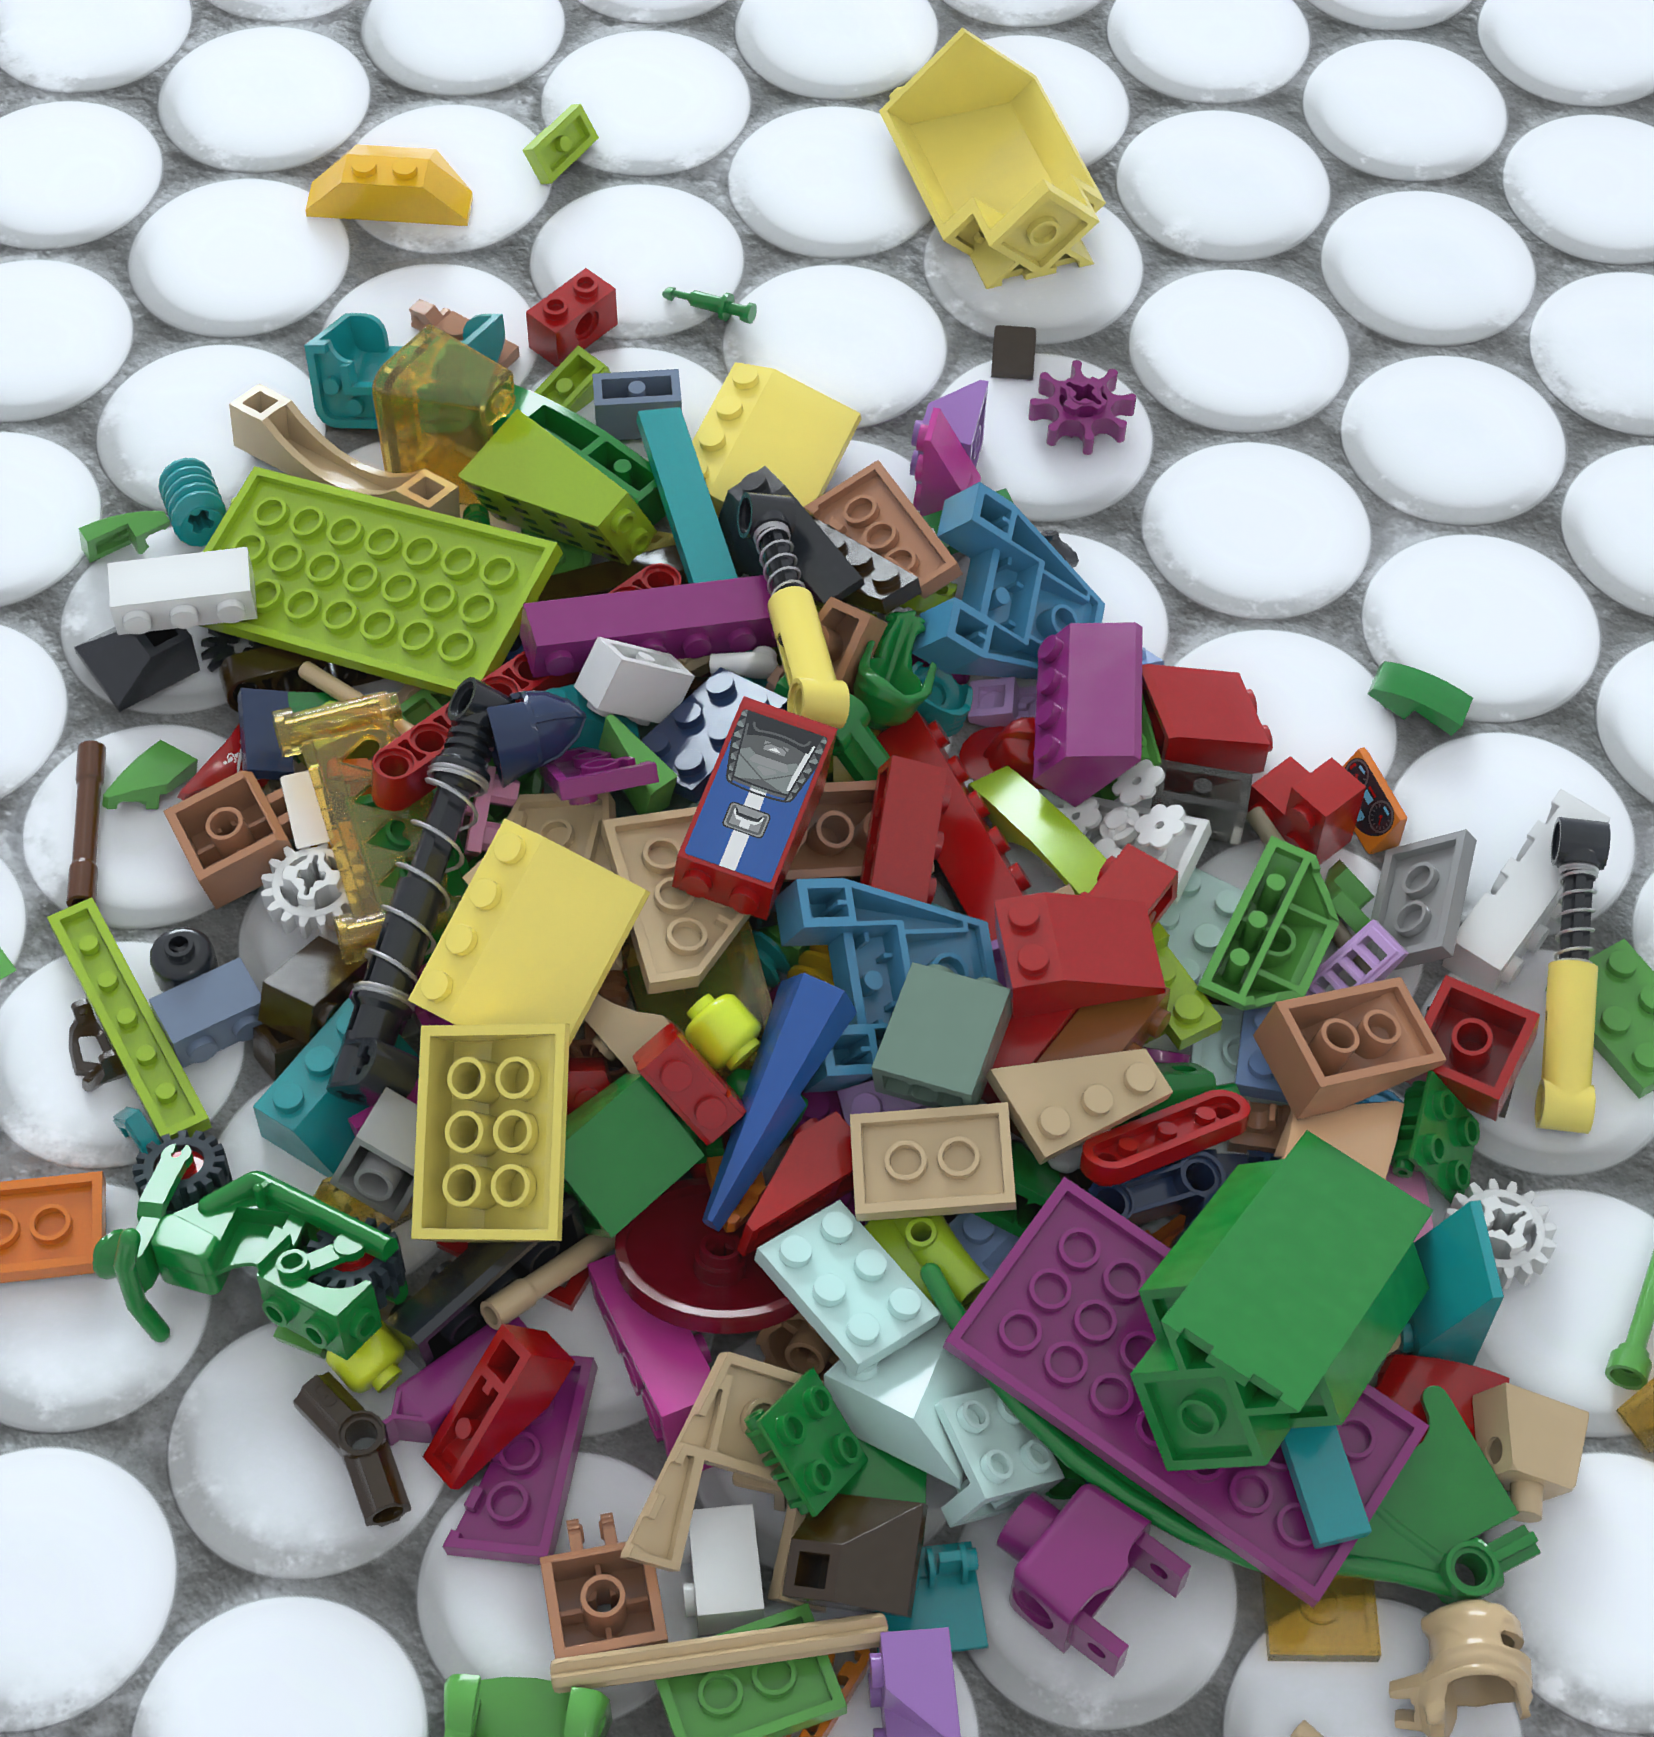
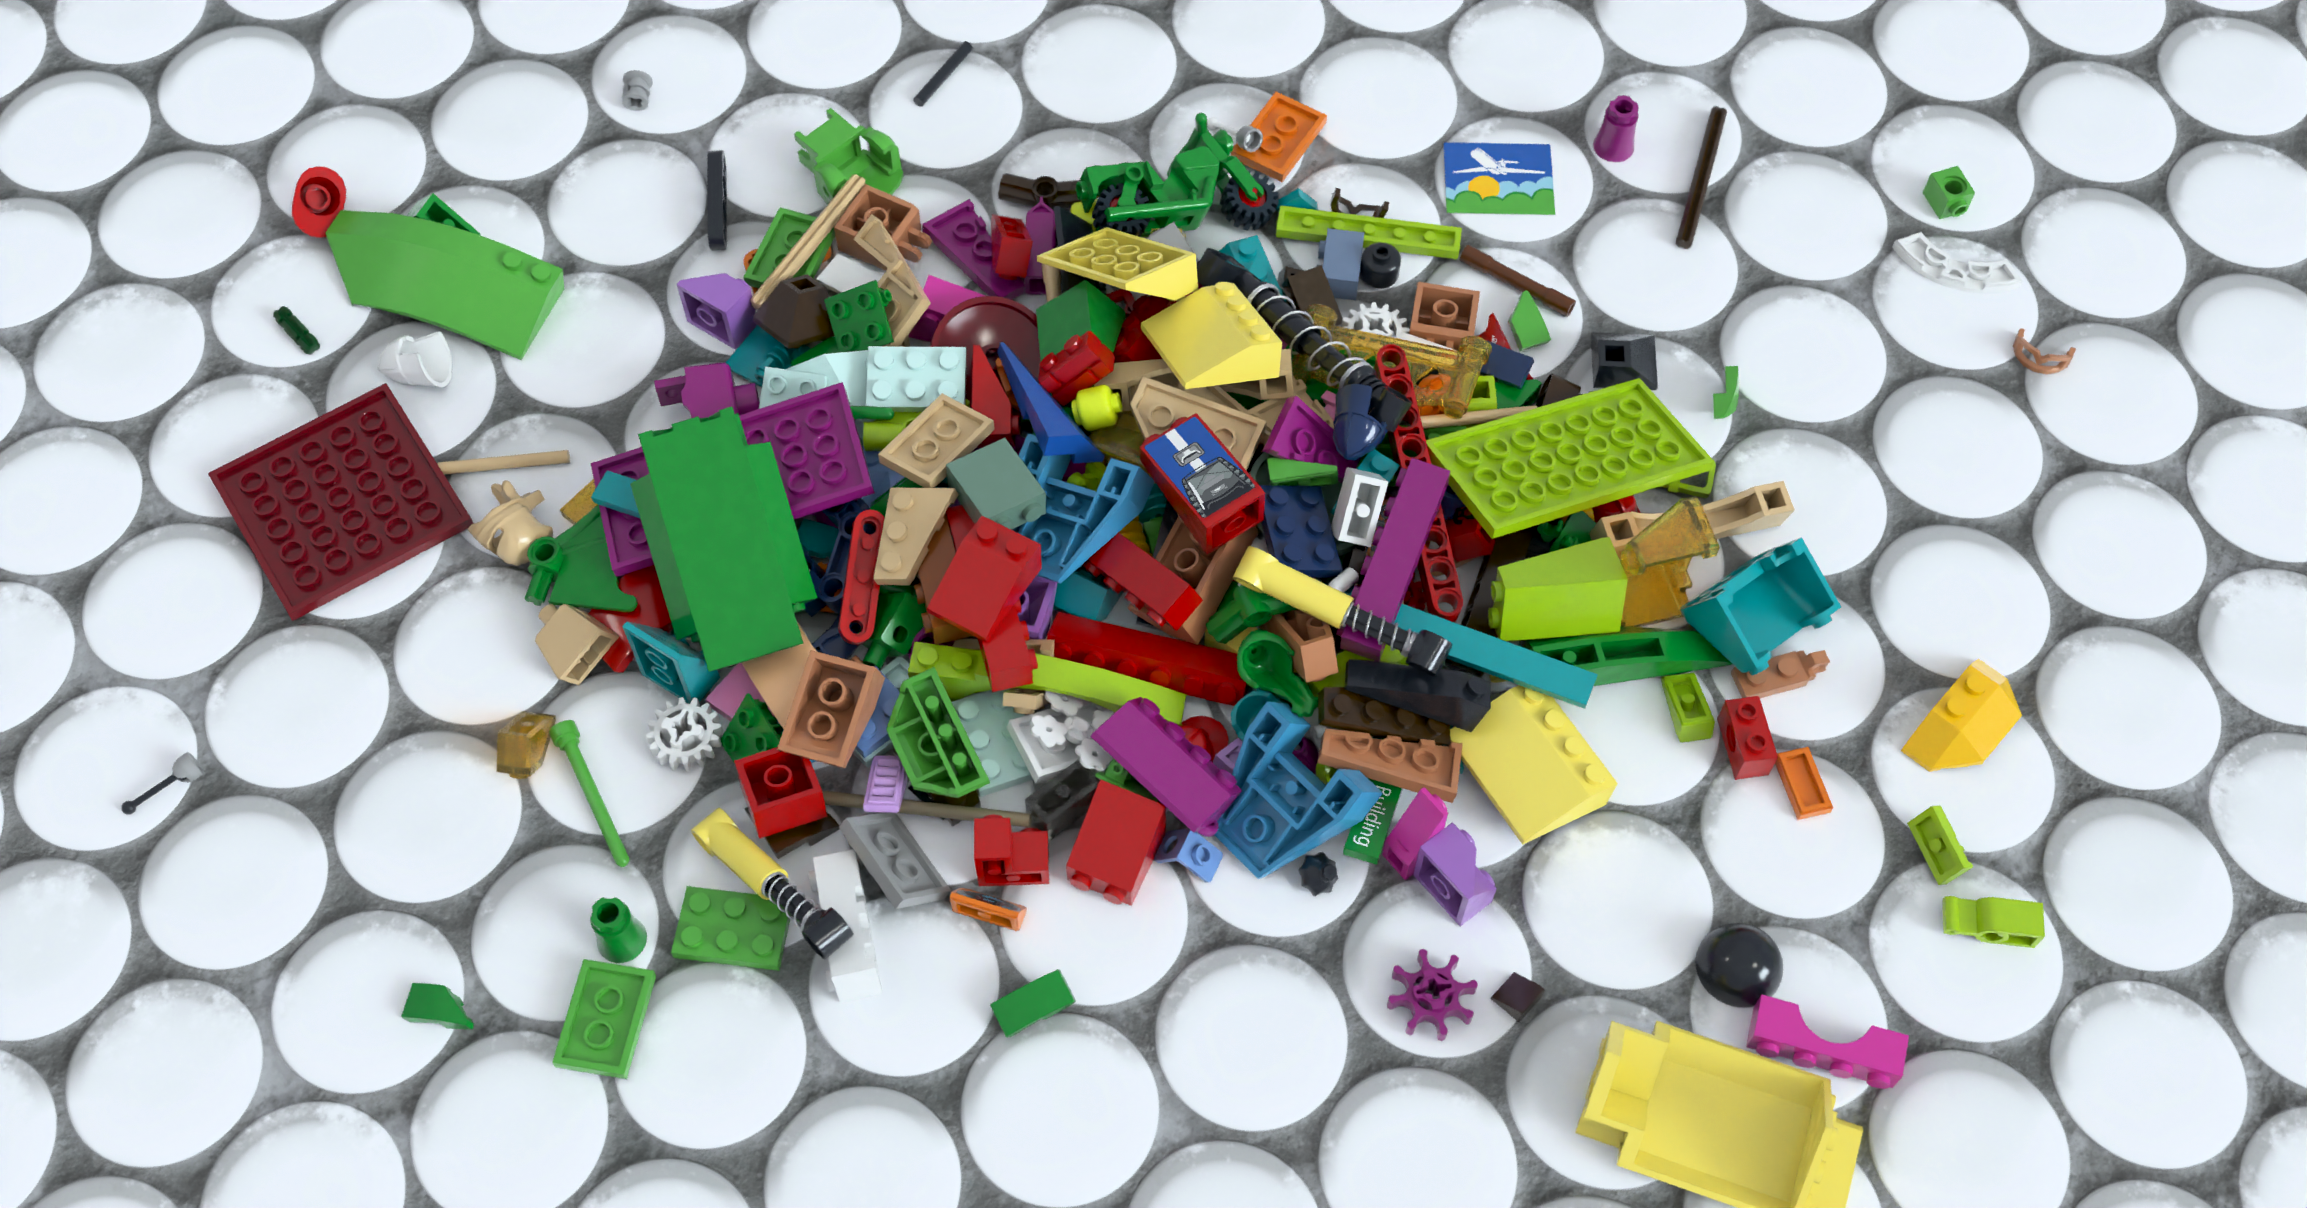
camera: 130 degrees right, 5 degrees up
(72, 1242) = (1247, 137): none -> light grey hinge
(182, 591) = (1626, 364): white brick -> none
(191, 500) = (1724, 433): teal piece -> none
(586, 253) = (1803, 783): none -> orange tile
(603, 80) = (1995, 920): none -> lime piece
(623, 394) = (1631, 717): sand blue brick -> none
(724, 305) = (1699, 845): green piece -> none
(817, 228) = (1739, 964): none -> black piece
(826, 103) = (1780, 1031): none -> dark pink arch
(1348, 895) = (936, 832): bright green slope -> none

